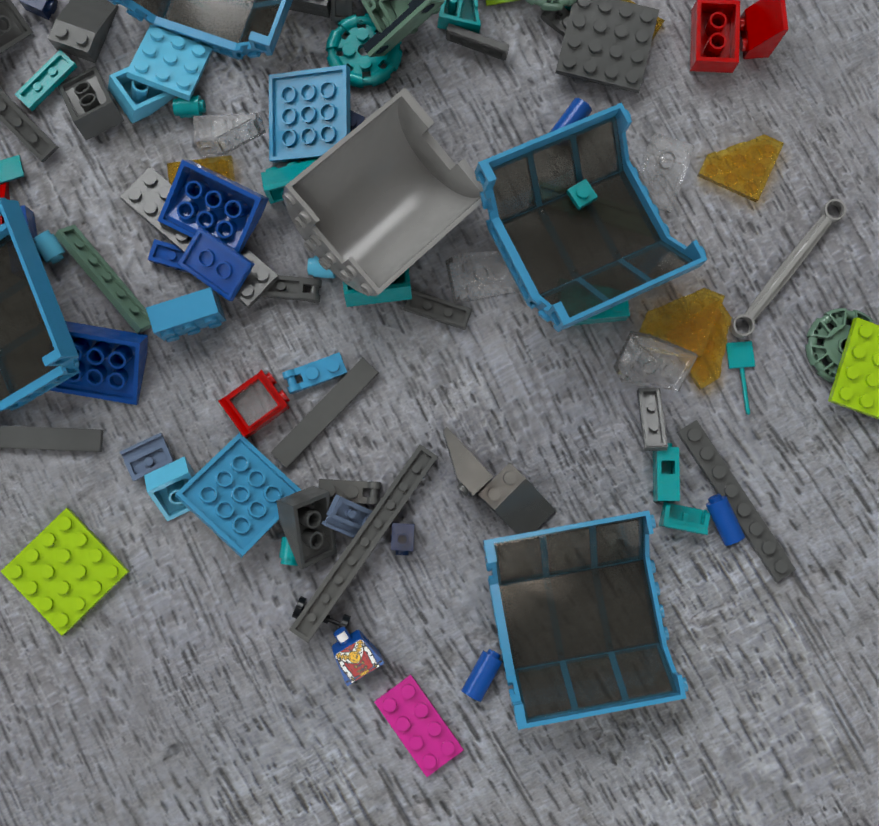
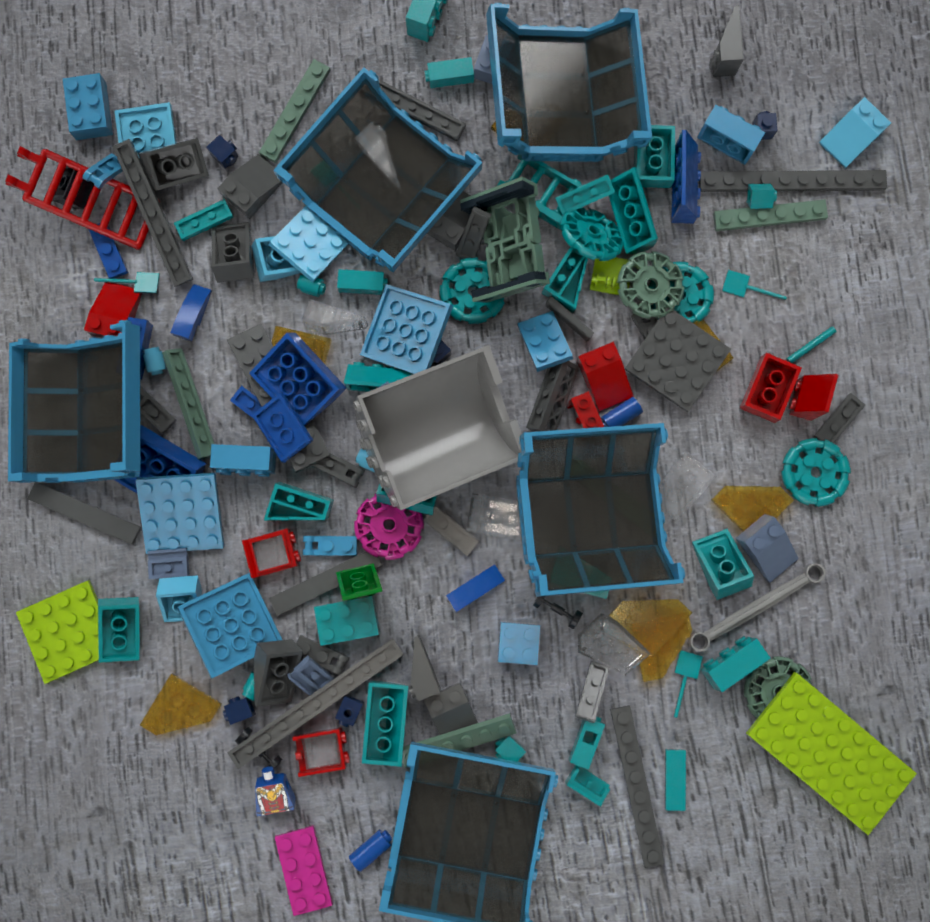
camera: 25 degrees right, 0 degrees up
(70, 183) = (191, 312): none -> blue slope
(74, 303) = (155, 412): none -> dark grey plate
(120, 546) = (118, 629): none -> teal slope
(139, 395) = (180, 512): none -> dark azure plate
(217, 605) = (179, 707): none -> clear yellow plate
(241, 83) = (361, 282): none -> teal brick
(262, 341) = (297, 504): none -> teal wedge
(283, 582) = (238, 710): none -> dark blue brick
(361, 397) = (358, 582): none -> green slope
(363, 443) = (347, 620): none -> teal brick
(373, 339) = (385, 536): none -> dark pink plate
(389, 592) = (321, 751): none -> window
(447, 535) = (385, 723): none -> teal slope
(461, 73) = (545, 341): none -> dark azure plate
(485, 123) = (550, 394): none -> dark grey fence
(486, 359) = (475, 588): none -> blue slope
(531, 122) = (586, 411): none -> red window
(537, 87) = (605, 376): none -> red slope
(540, 514) = (470, 735): none -> sand green plate
(555, 398) = (518, 643): none -> dark azure brick
(580, 347) = (560, 610): none -> black wheel
(582, 194) = (604, 483): teal plate -> none
(586, 510) = (509, 749): none -> teal brick
(725, 519) = (620, 799): blue brick -> none
(736, 236) = (723, 564): none -> teal slope
(773, 479) = (675, 779): none -> teal tile
(776, 199) = (768, 547): none -> sand blue slope
(789, 332) = (734, 663): none -> teal brick
(798, 46) = (840, 419): none -> dark grey tile
(803, 98) = (827, 472): none -> teal plate

